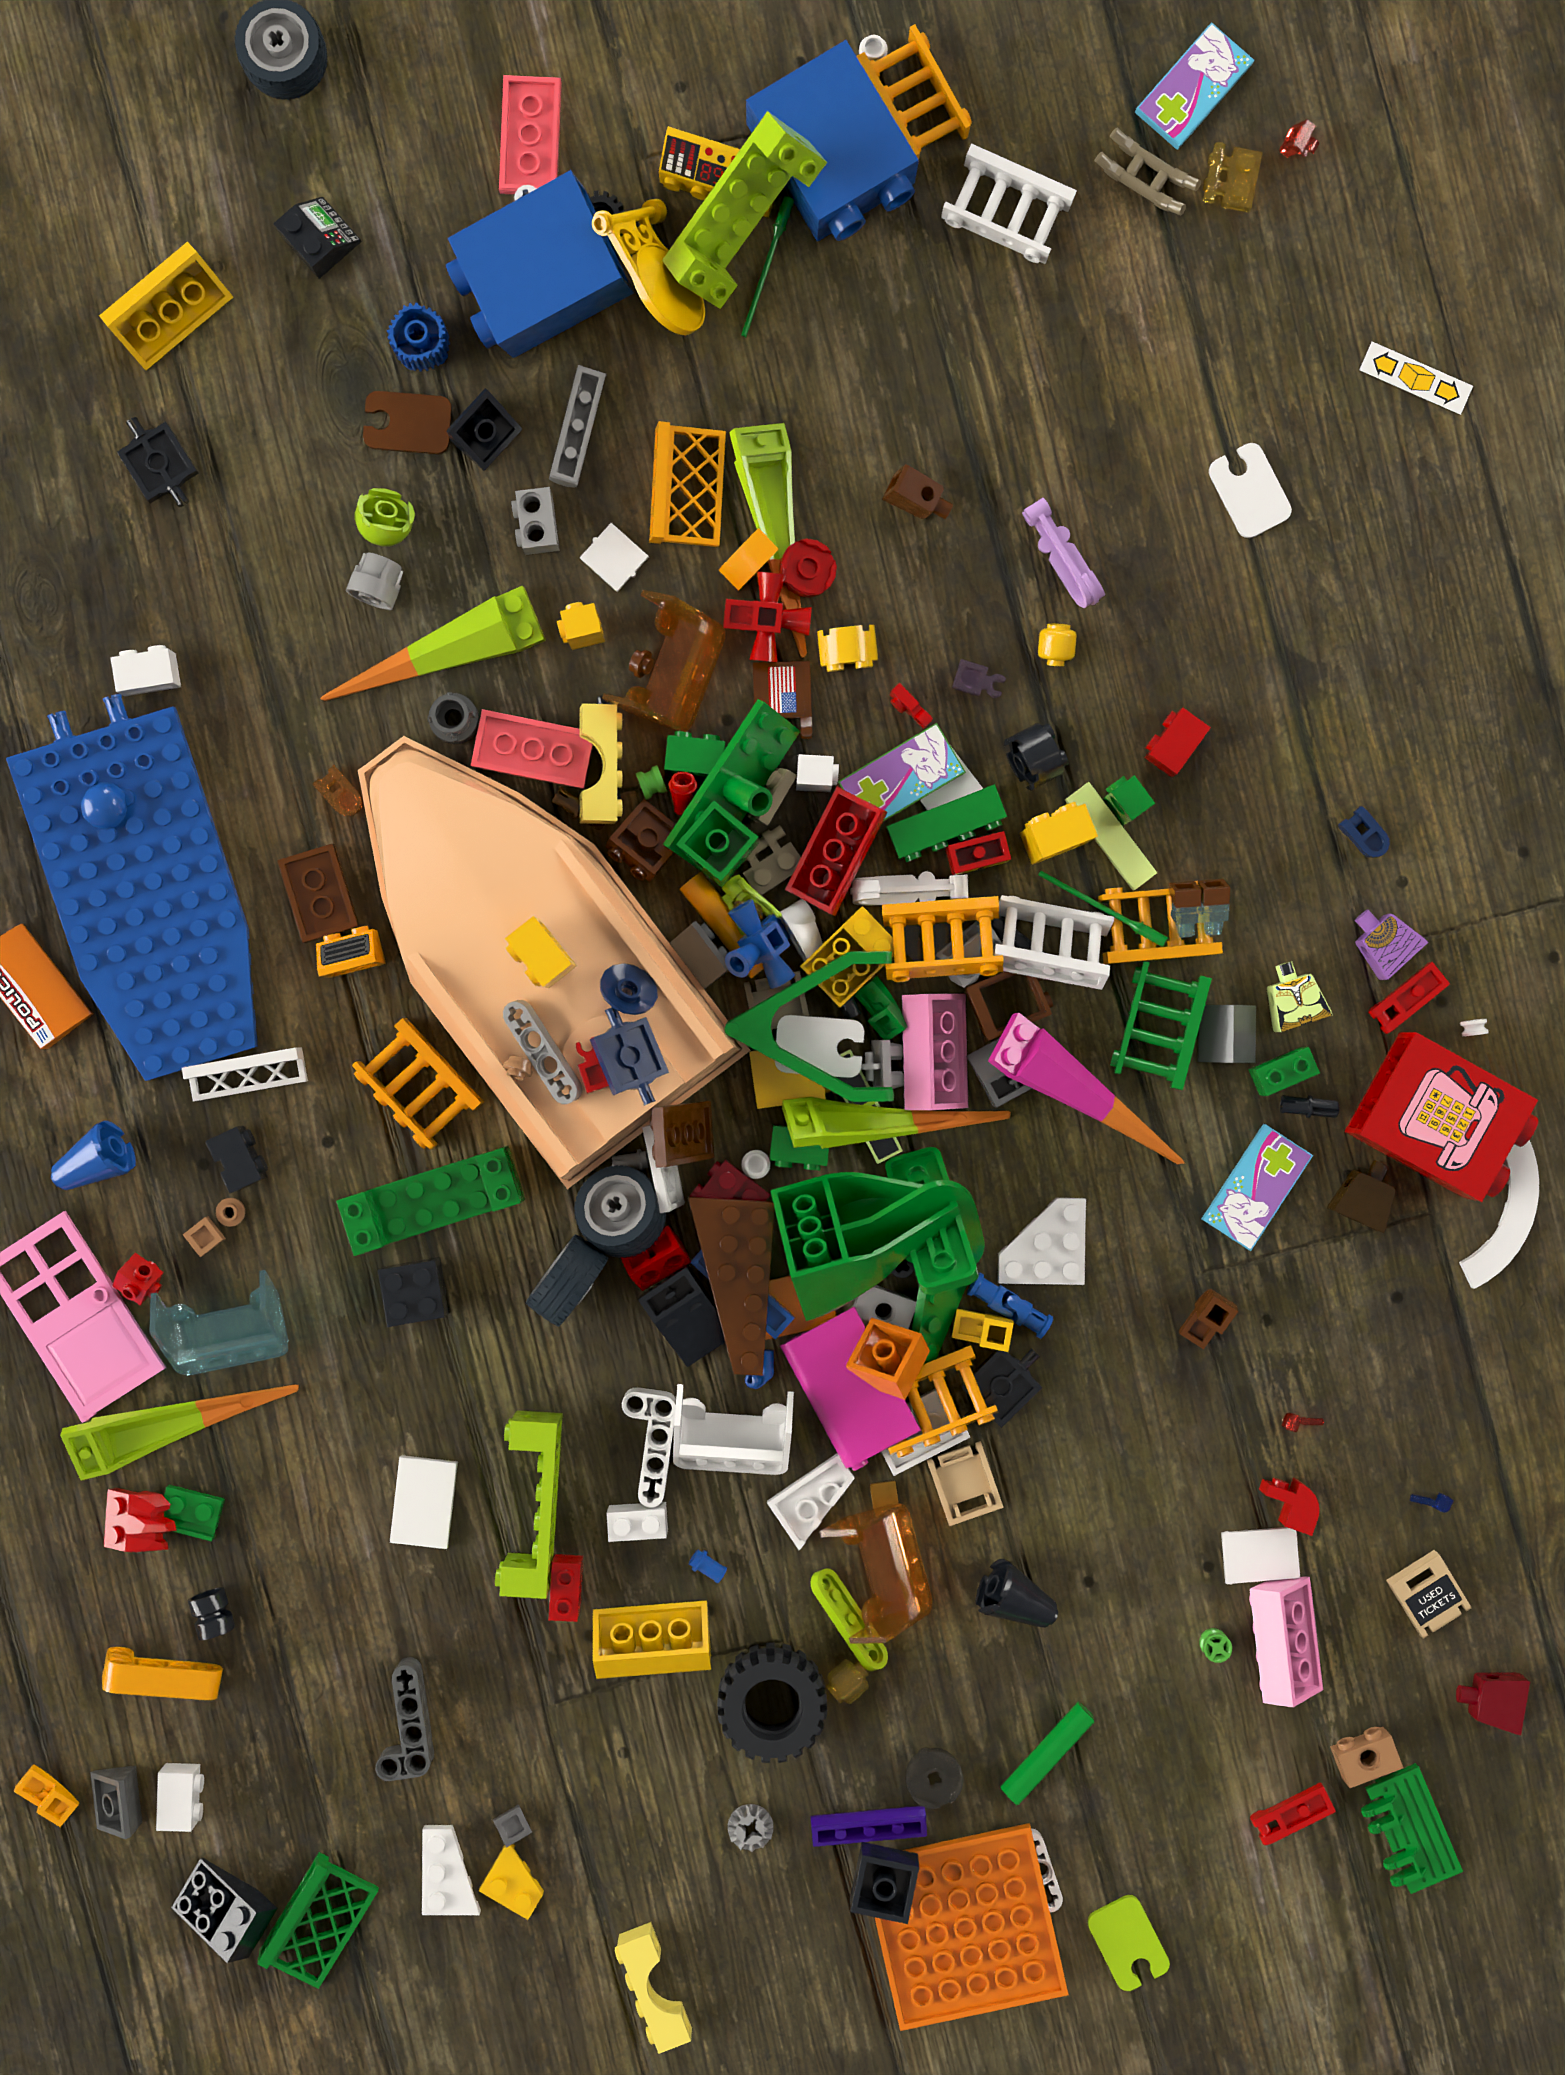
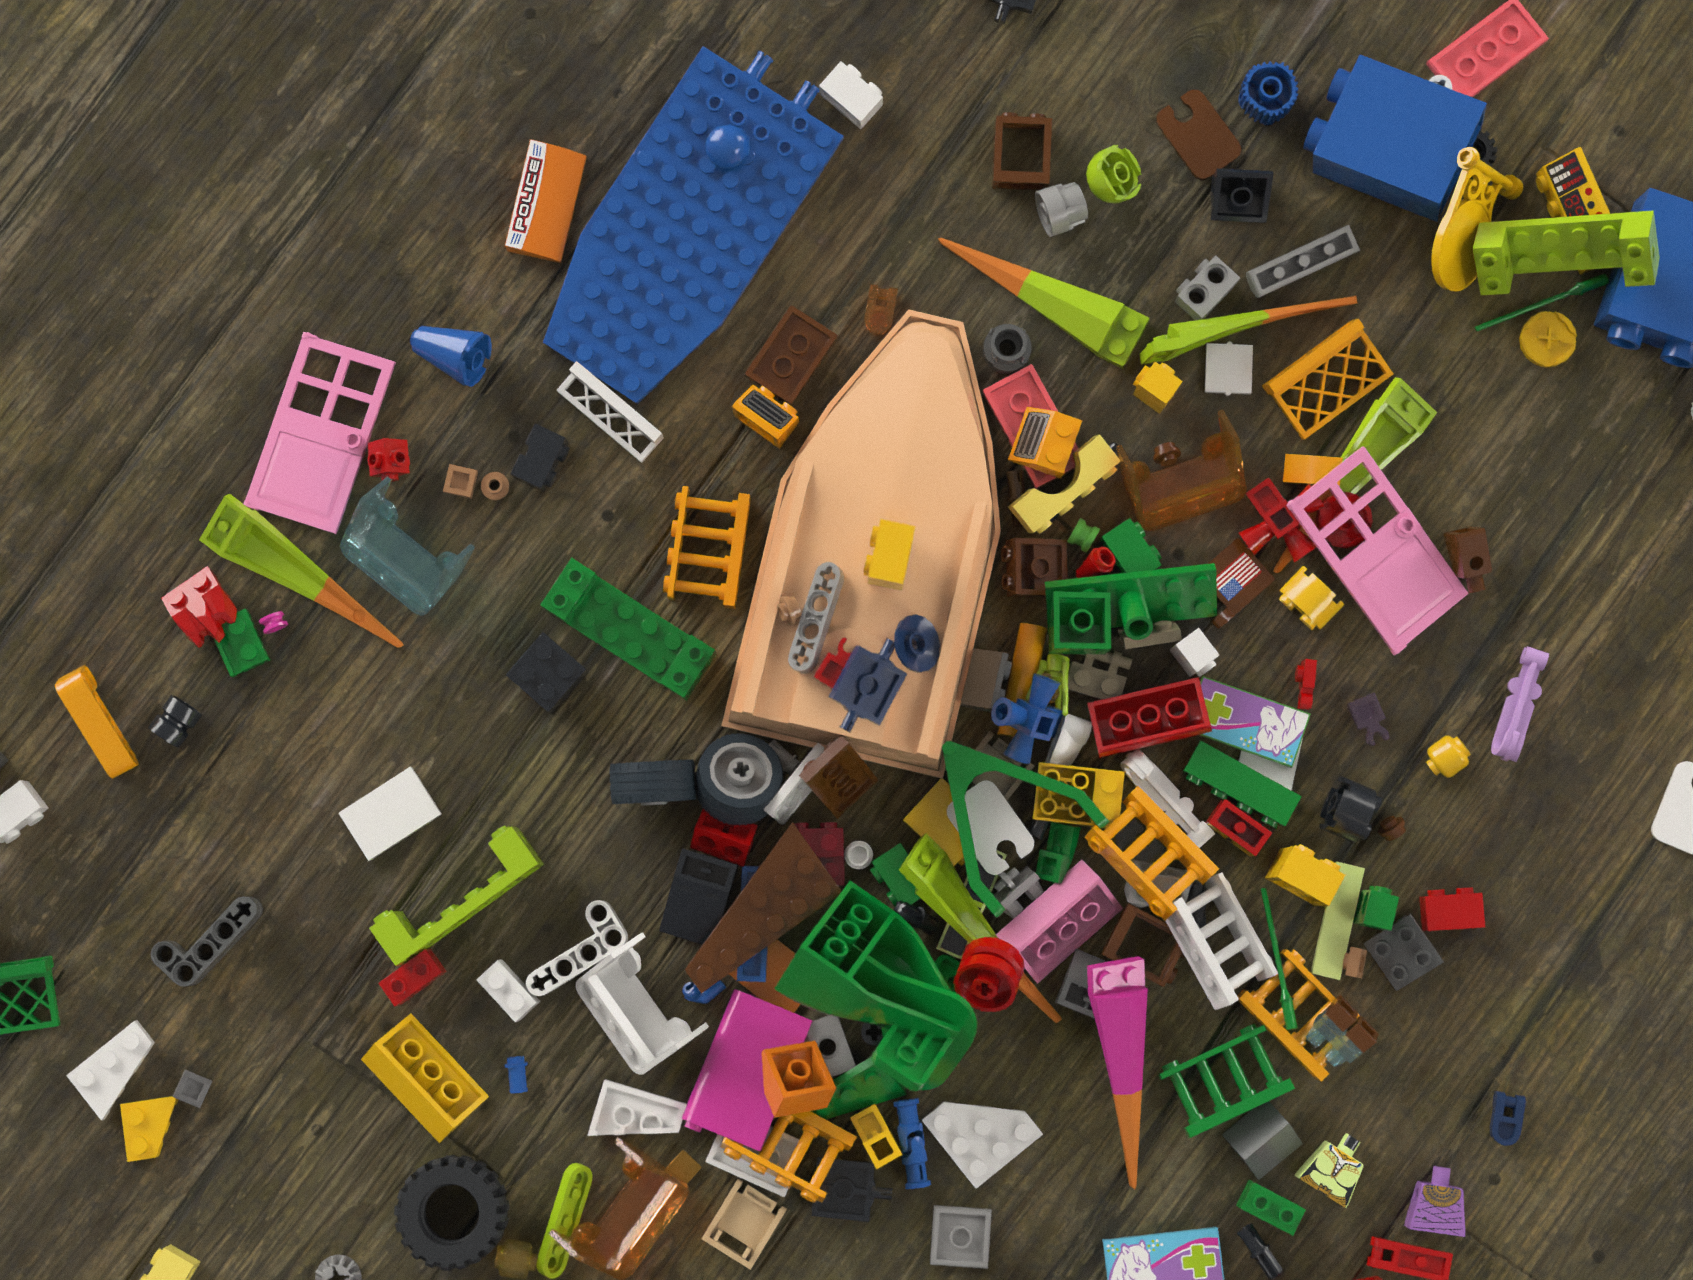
camera: 50 degrees right, 5 degrees down
(196, 1473) = (273, 622): none -> dark pink bush
(325, 595) = (1019, 179): none -> reddish brown window
(551, 750) = (1045, 441): none -> light orange slope
(564, 561) = (1193, 334): none -> lime plate
(798, 286) = (1548, 339): none -> yellow tile
(841, 1160) = (917, 917): none -> black axle
(882, 562) = (1396, 570): none -> bright pink door
(931, 1142) = (989, 974): none -> red wheel
(1075, 734) = (1392, 828): none -> reddish brown plate
(1110, 1325) = (960, 1236): none -> light grey tile
(1153, 850) = (1354, 962): none -> medium nougat plate
(1177, 806) = (1403, 952): none -> dark grey hinge

